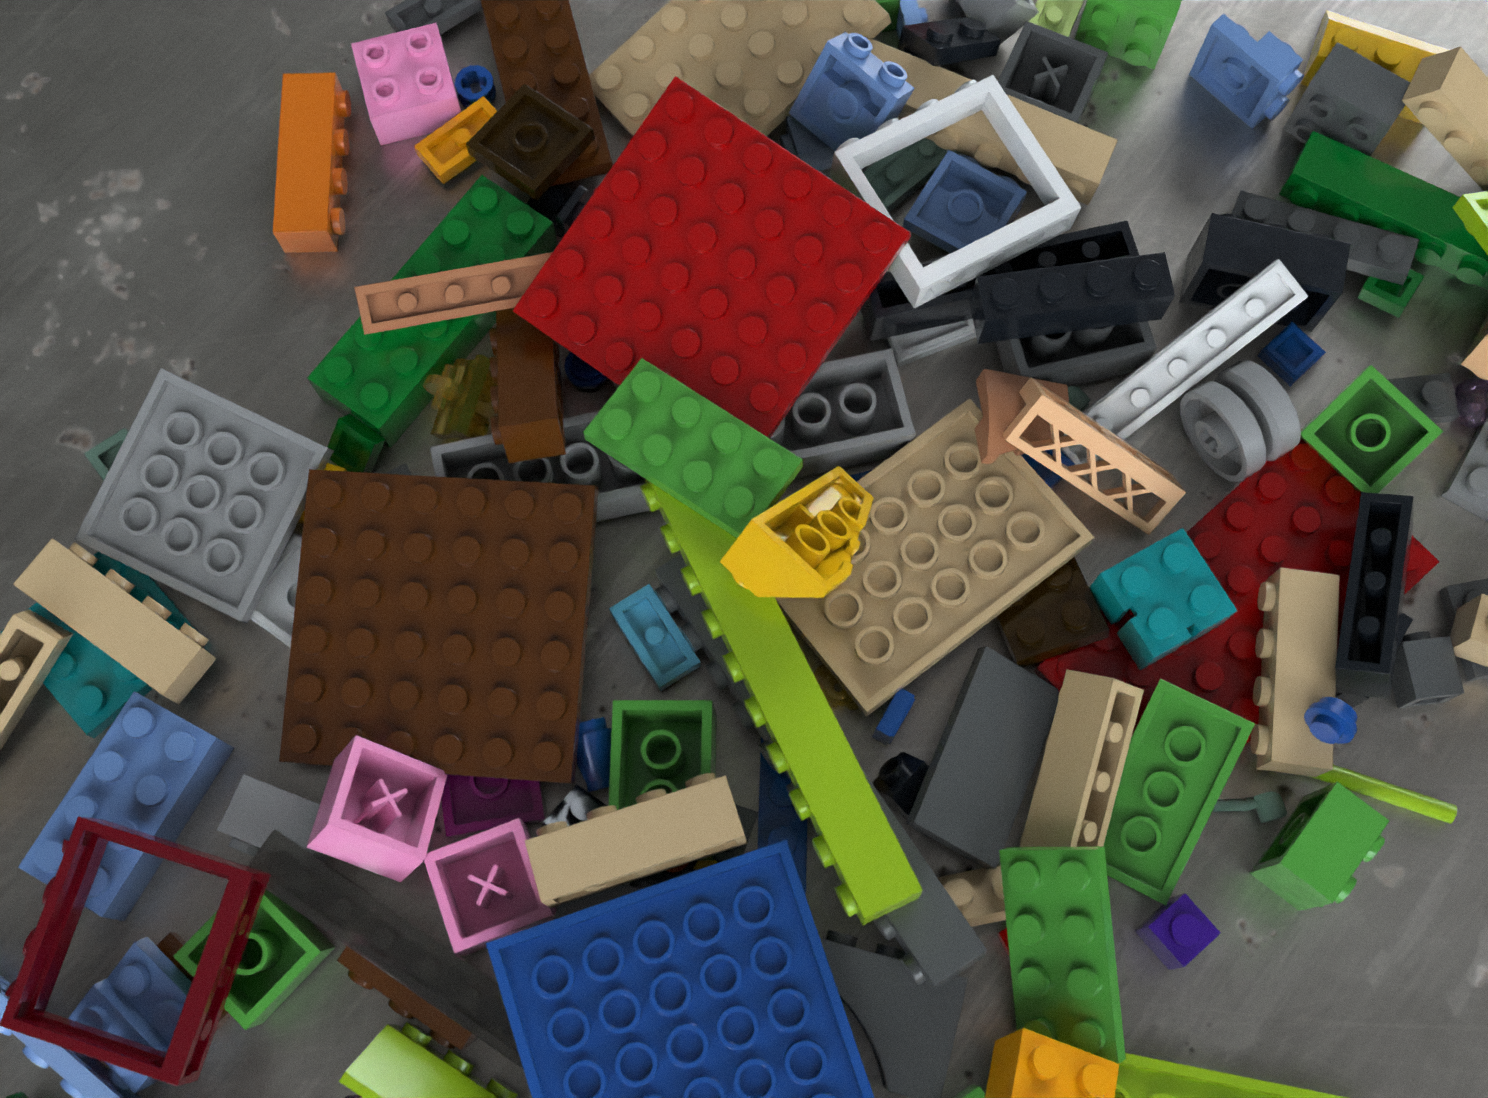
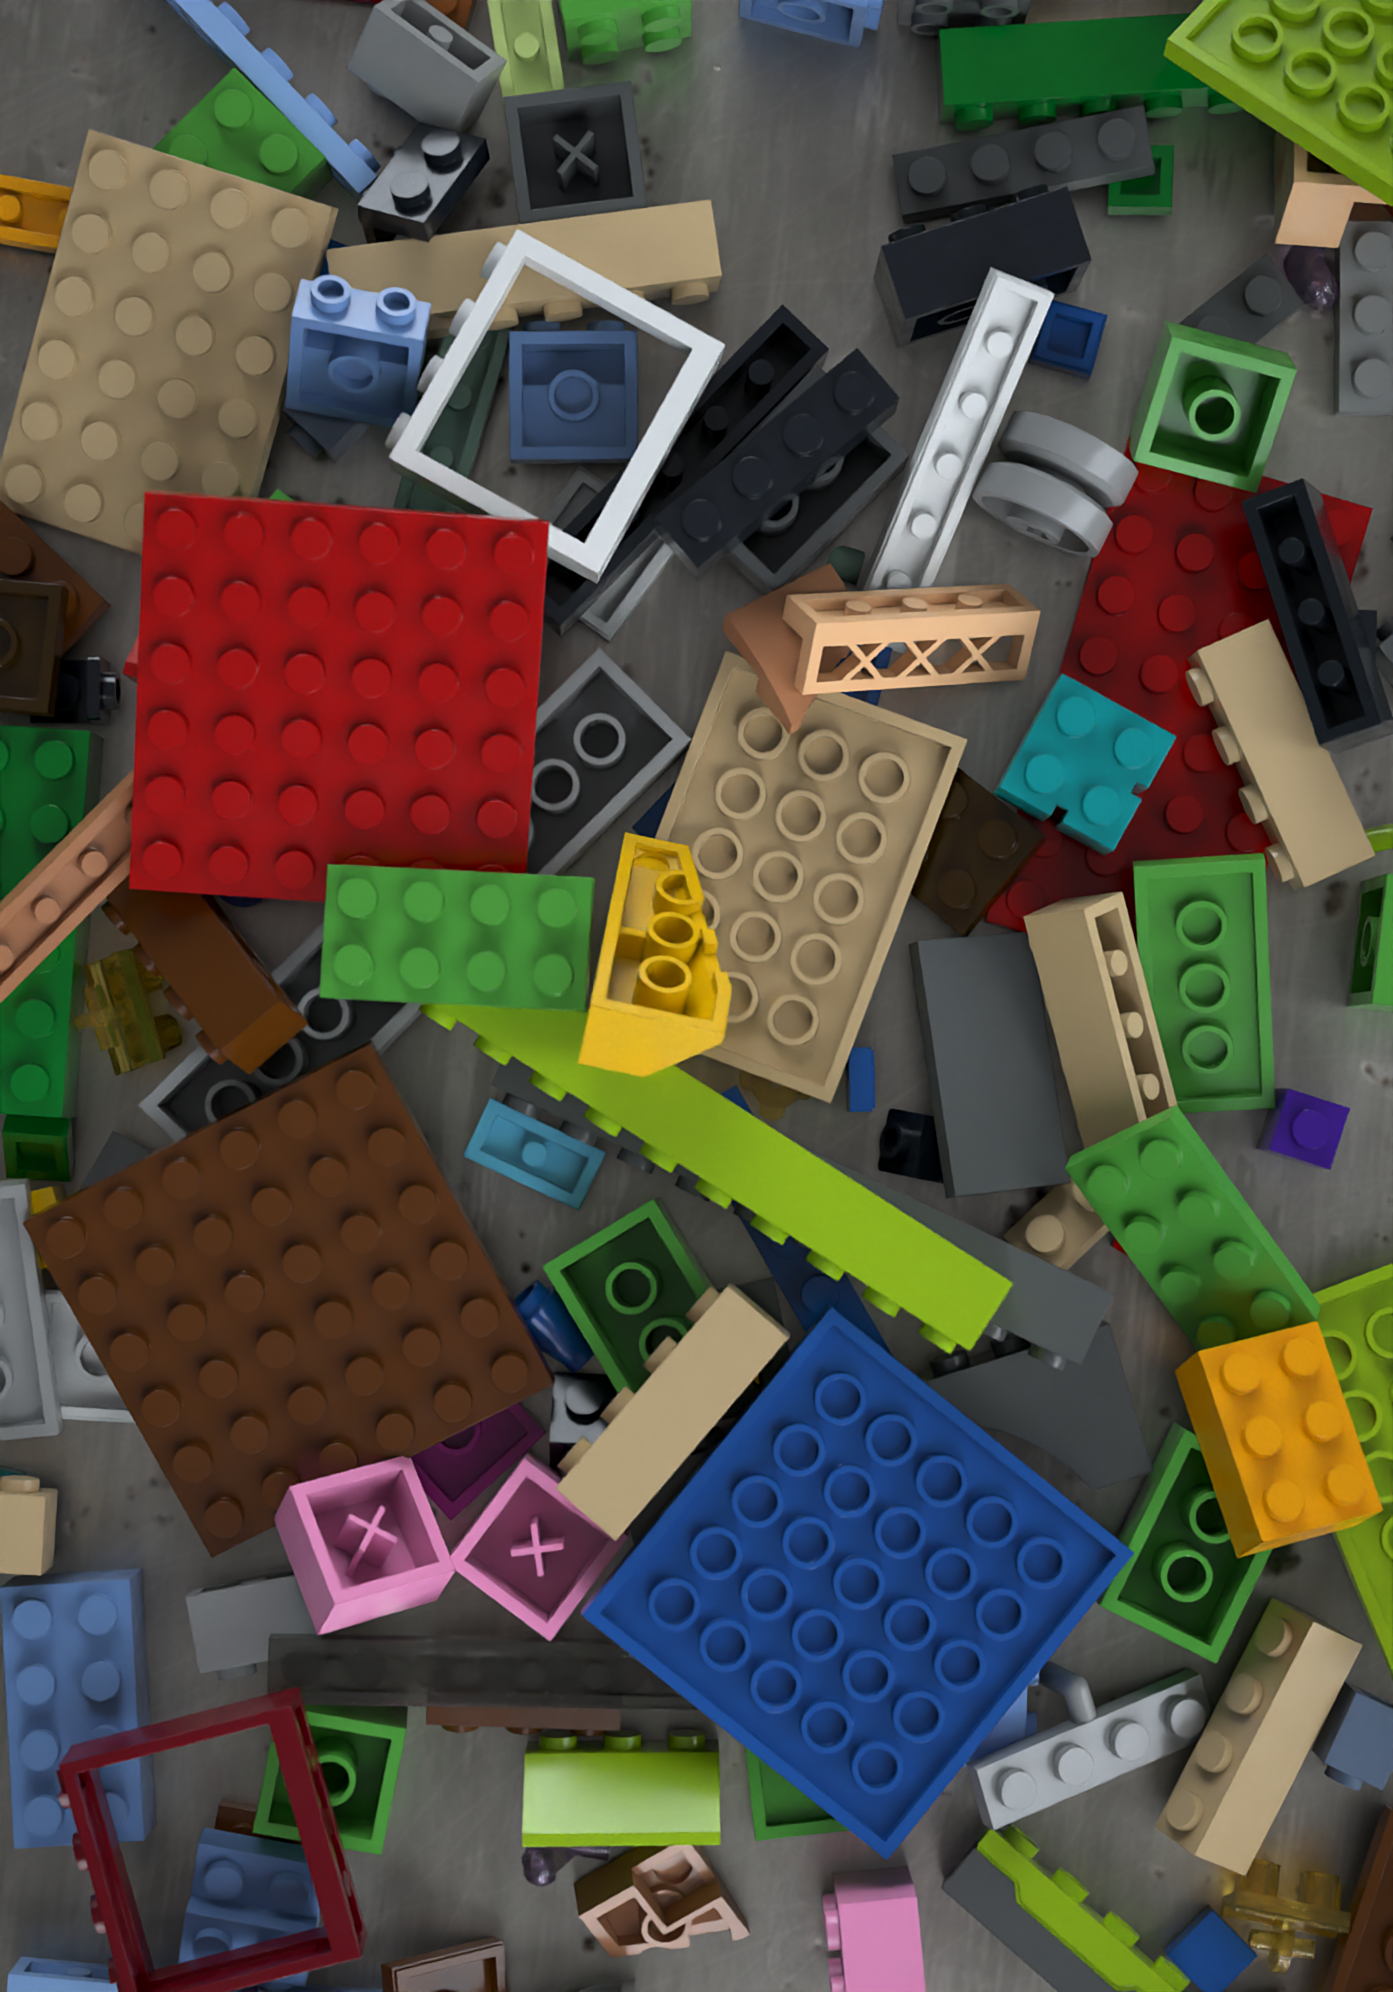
camera: 40 degrees left, 15 degrees up
(1268, 806) = (1326, 920): sand green hand -> none
(1331, 720) = (1346, 808): blue plate -> none

